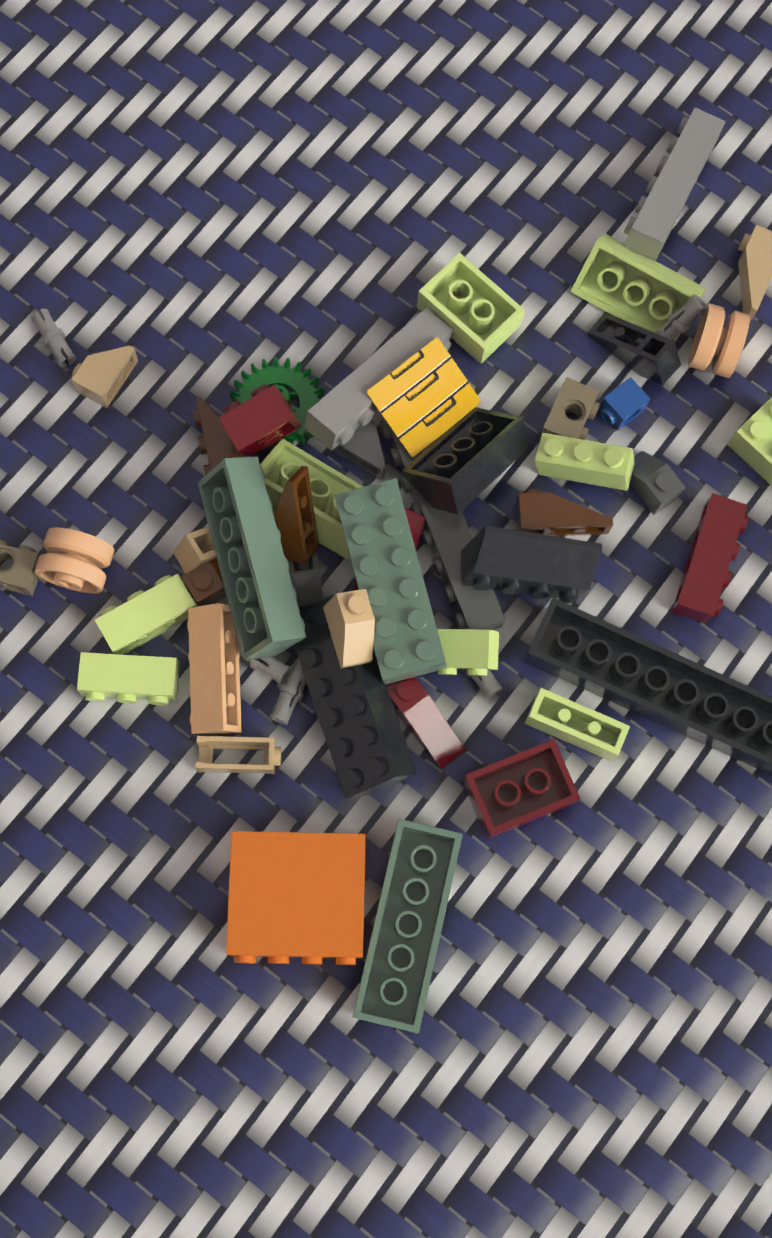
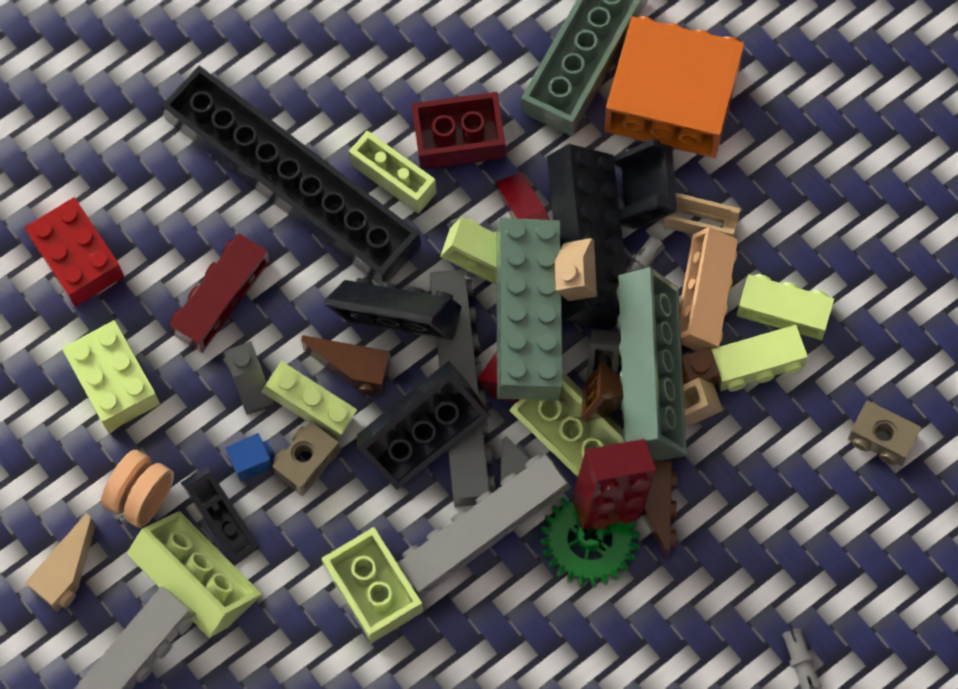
camera: 155 degrees left, 5 degrees down
(74, 560) = (817, 413): light nougat wheel -> none
(104, 374) = (758, 605): tan slope -> none
(300, 771) = (647, 183): none -> black panel
(424, 397) = (444, 493): yellow sticker -> none
(680, 320) = (156, 518): light grey pin -> none

